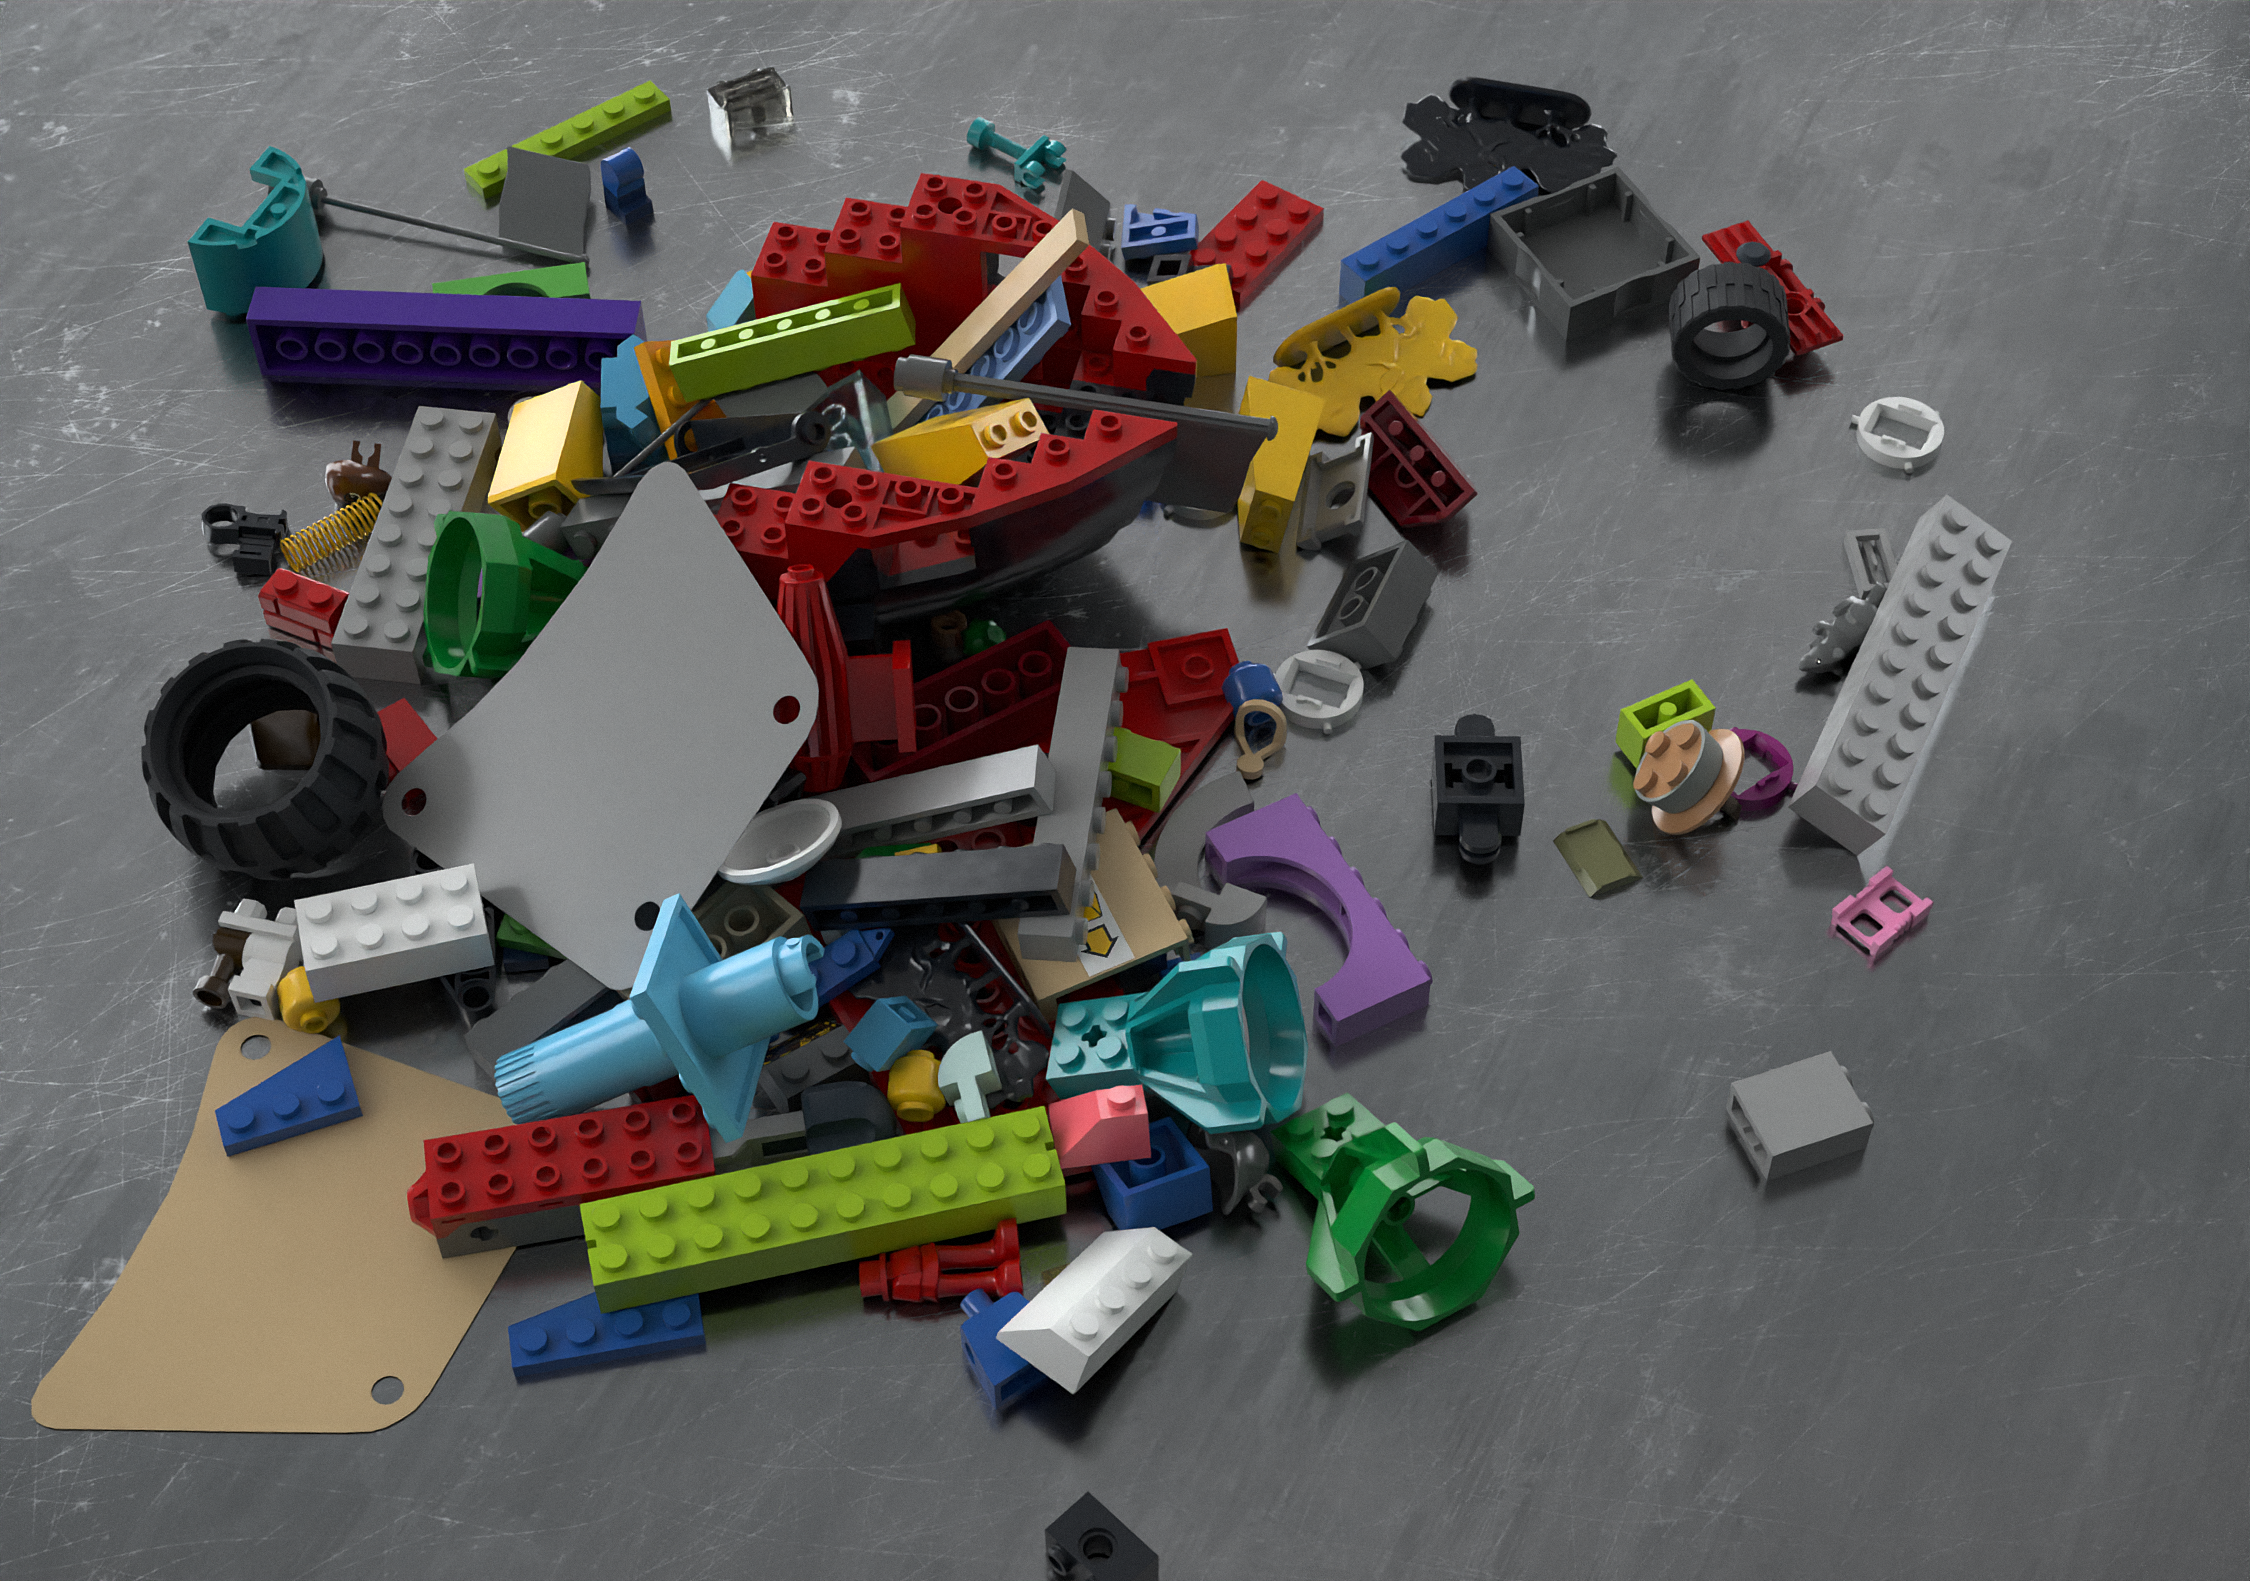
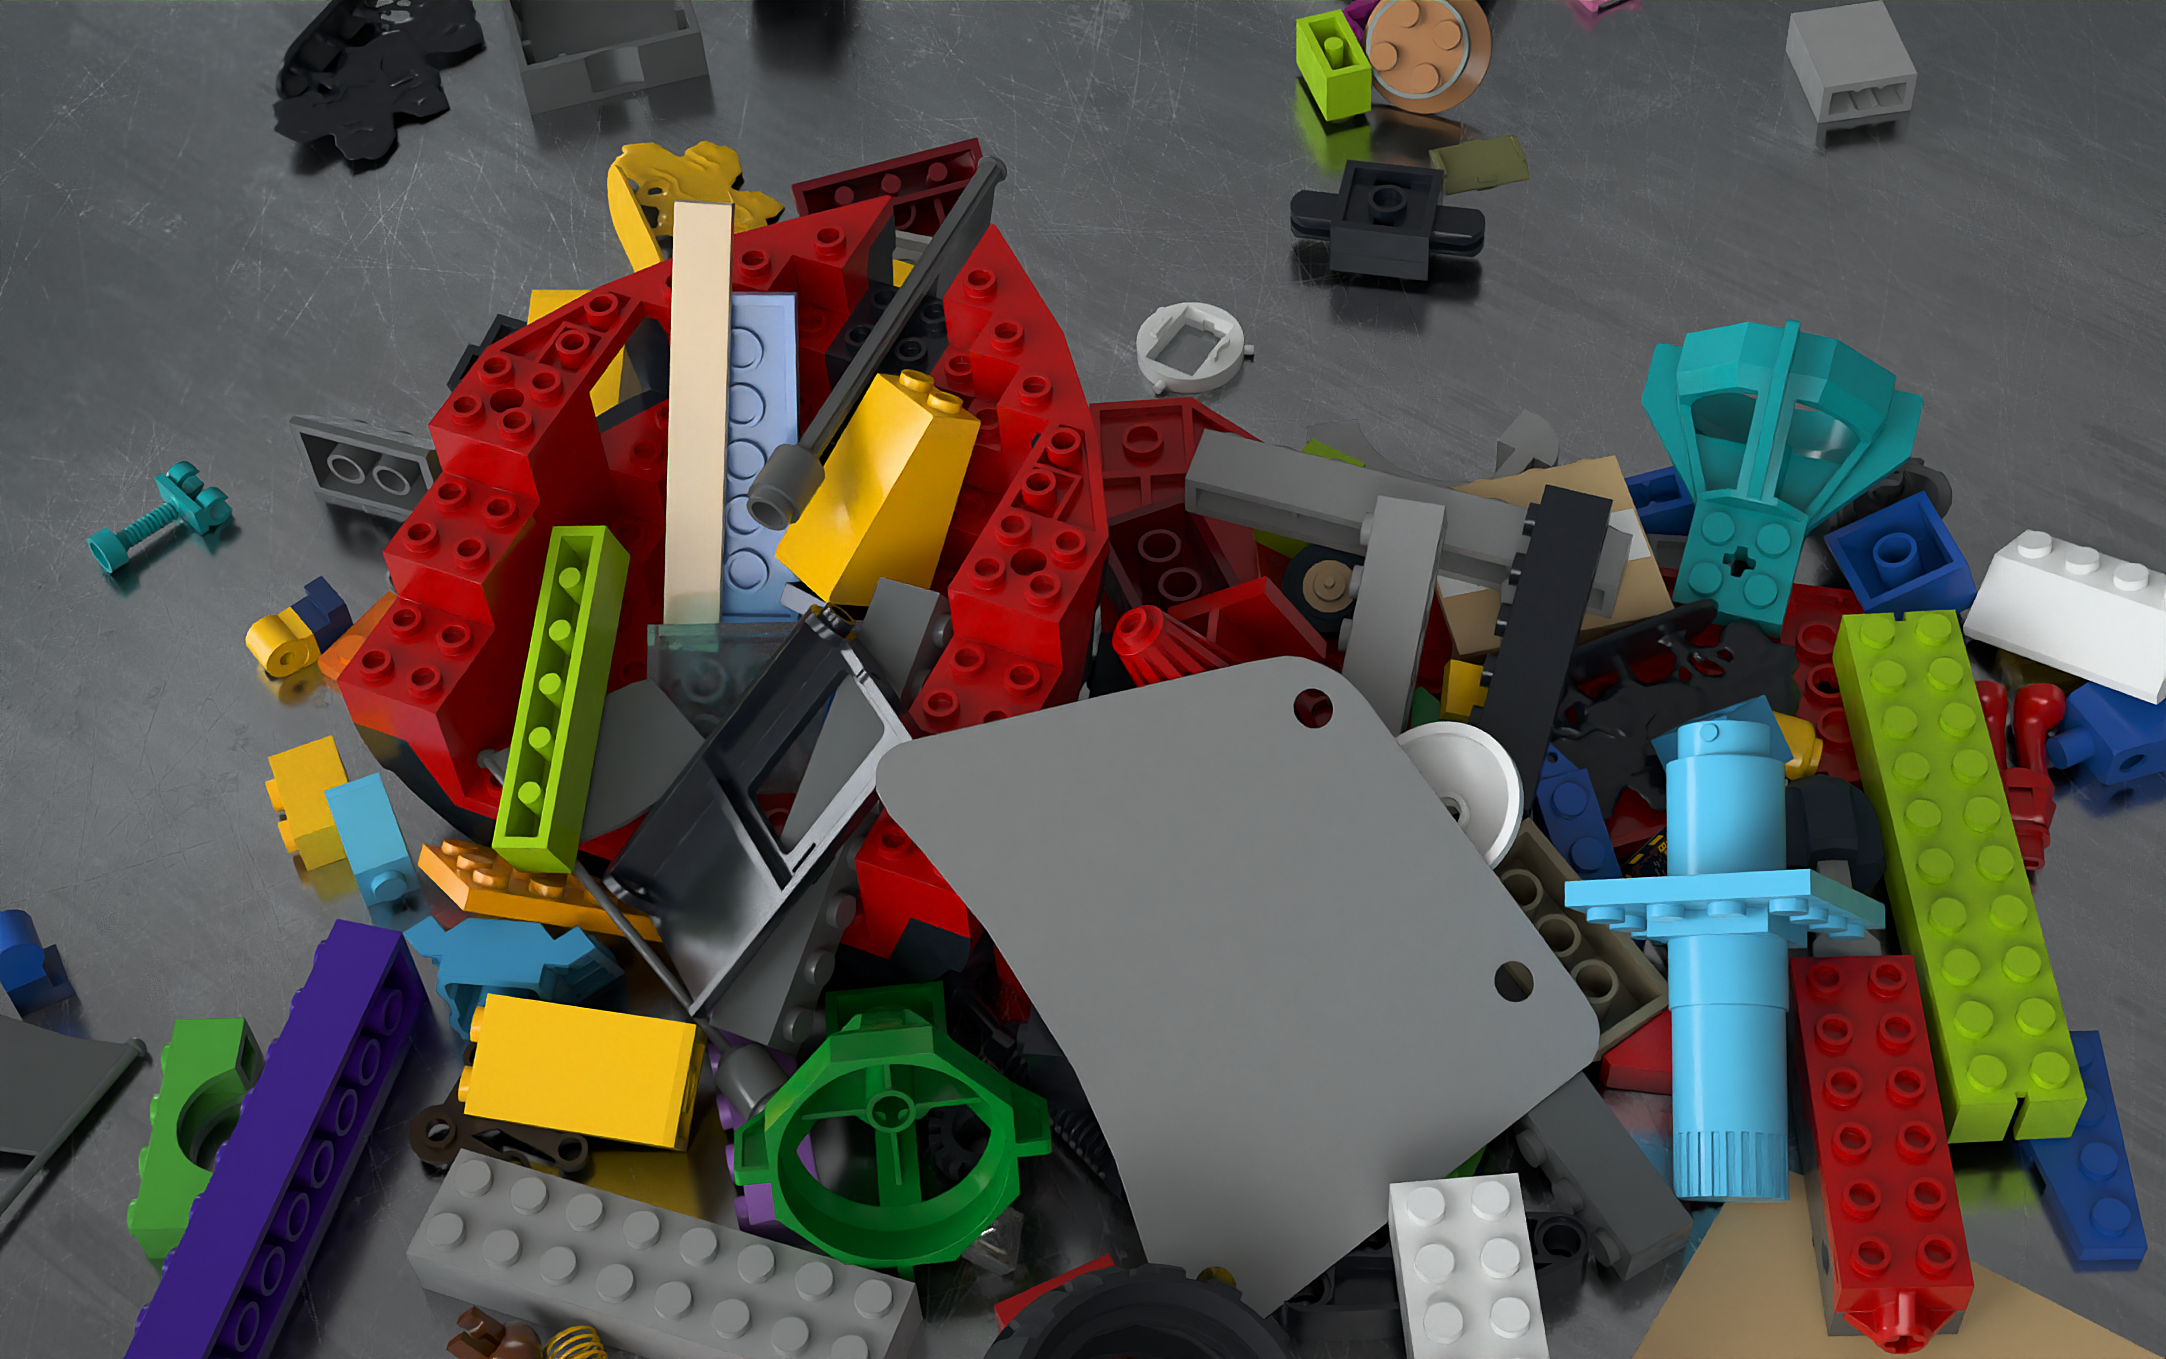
camera: 75 degrees left, 0 degrees up
(967, 1075) = (1788, 688): light aqua brick -> none
(1101, 1127) = (1845, 570): coral slope -> none
(1158, 233) = (391, 385): blue wing -> none
(1251, 682) = (1195, 392): blue head -> none
(1252, 764) = (1290, 422): tan piece -> none
(1258, 236) = (421, 305): red plate -> none
(1291, 849) = (1438, 390): medium lavender arch -> none
(1369, 1187) = (1992, 299): green plate -> none
(1376, 606) = (1093, 275): dark grey slope -> none
(1433, 239) = (522, 139): blue brick -> none

